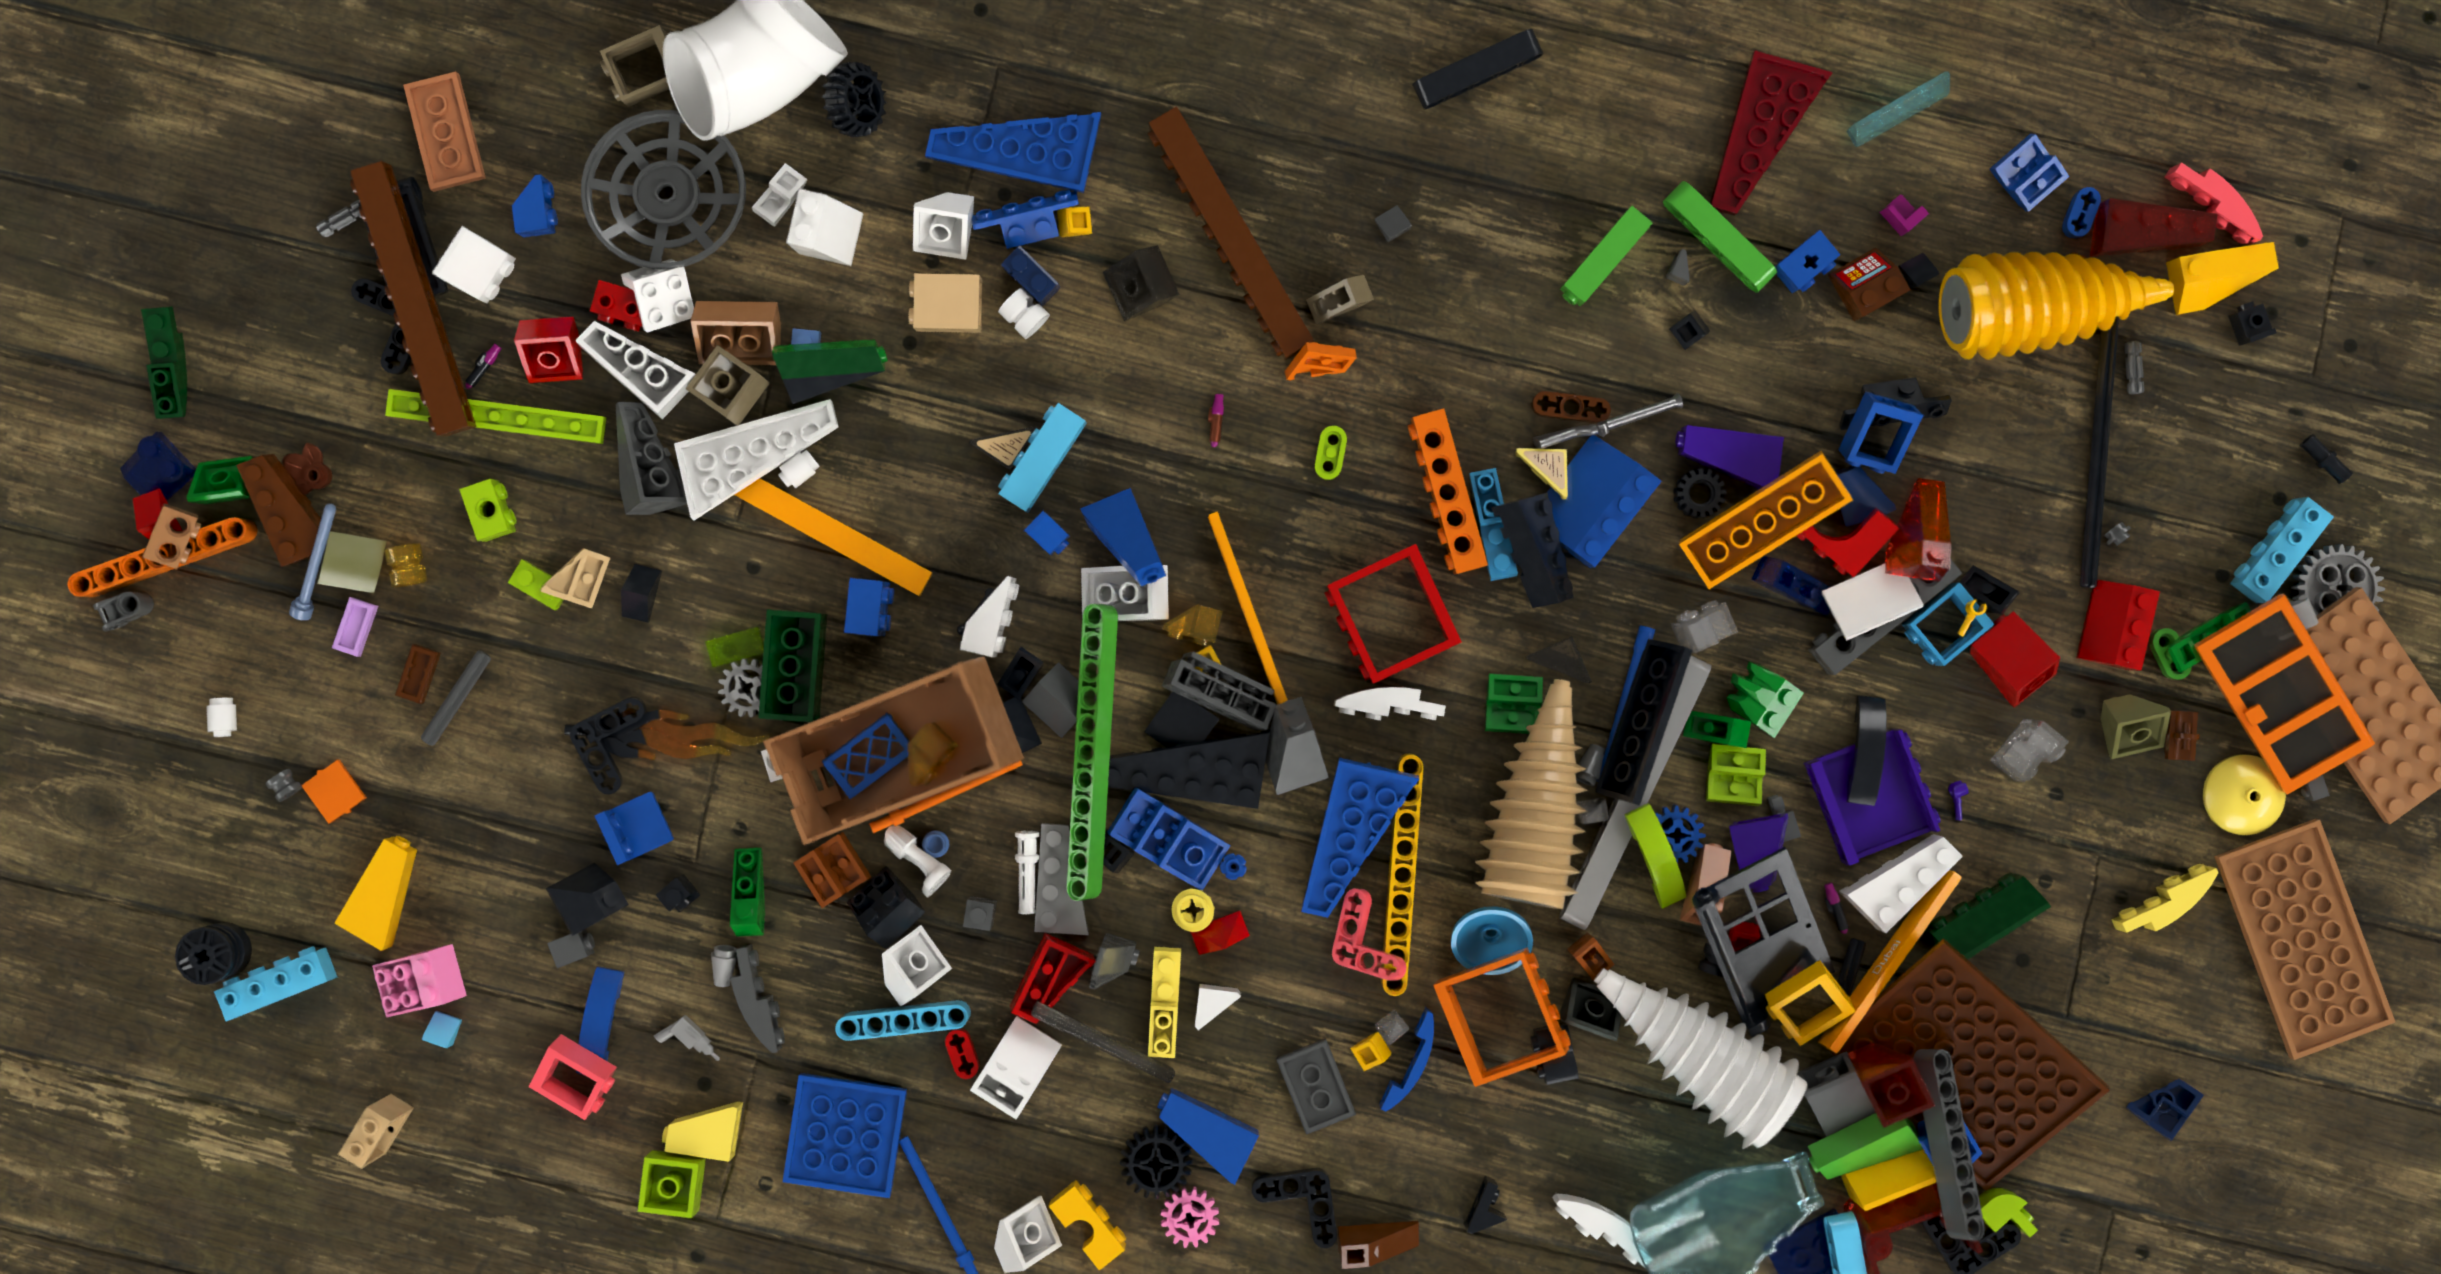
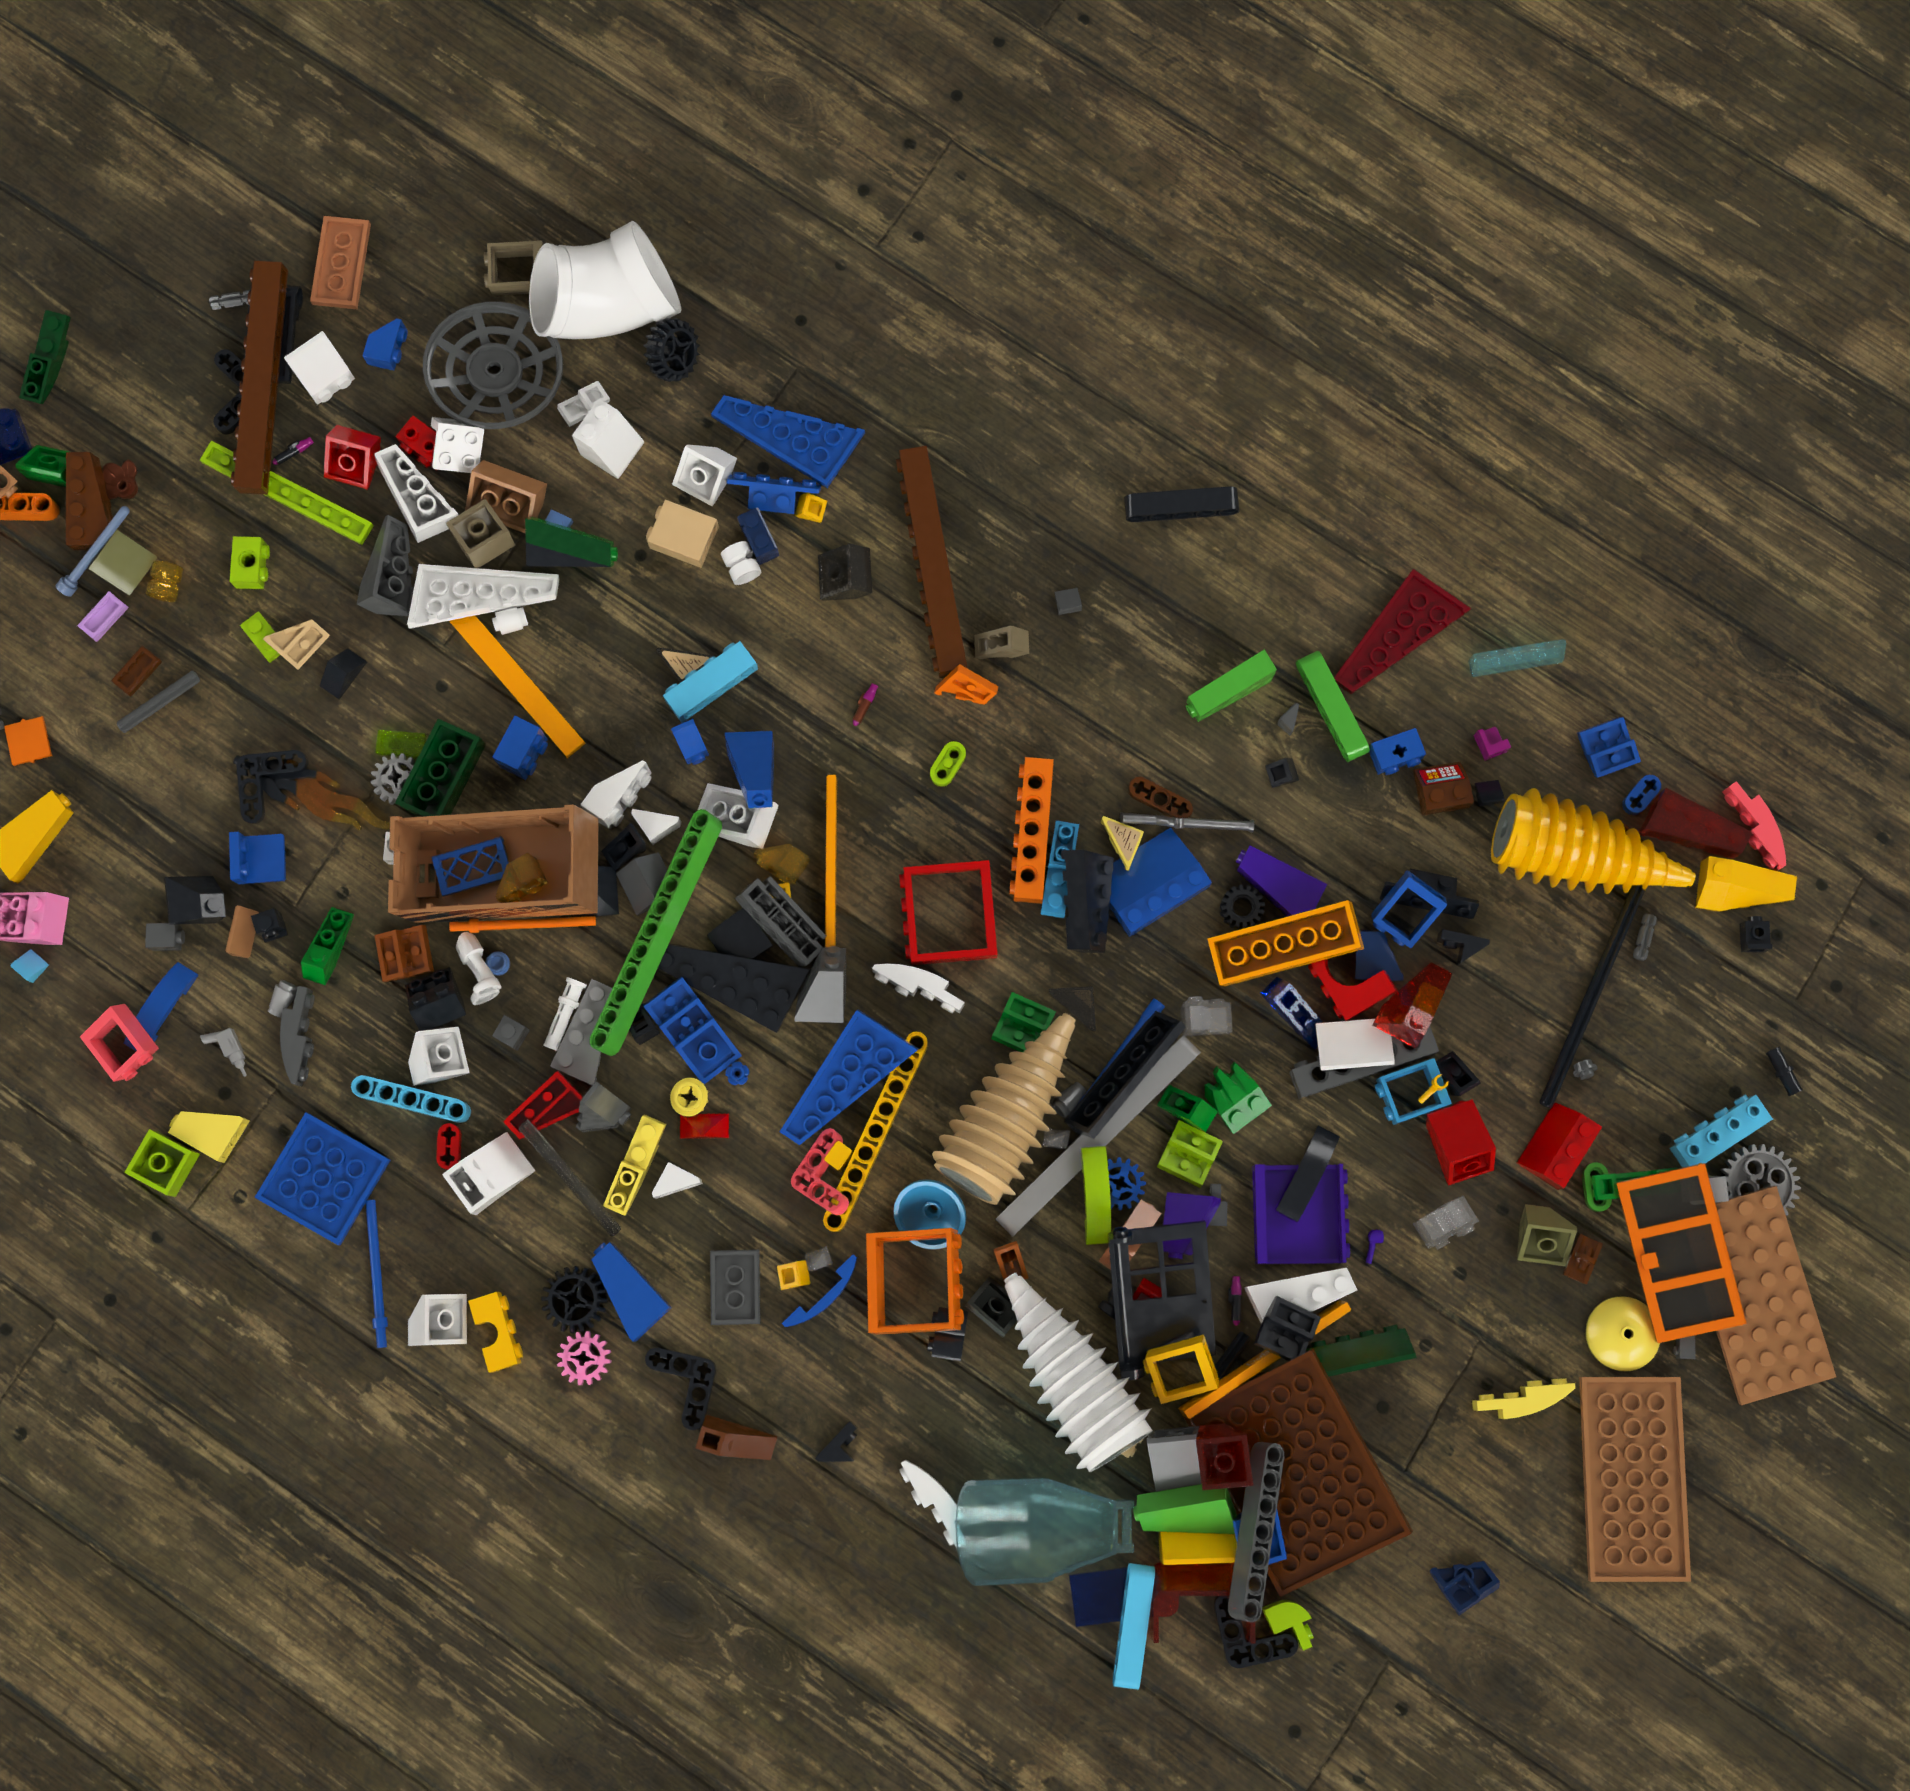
camera: 25 degrees right, 10 degrees down
(651, 912) = (241, 933): none -> medium nougat slope
(1043, 636) = (656, 825): none -> white slope
(1373, 914) = (839, 1156): none -> yellow slope
(1906, 925) = (1286, 1329): none -> black slope
(1952, 448) = (1468, 944): none -> black slope

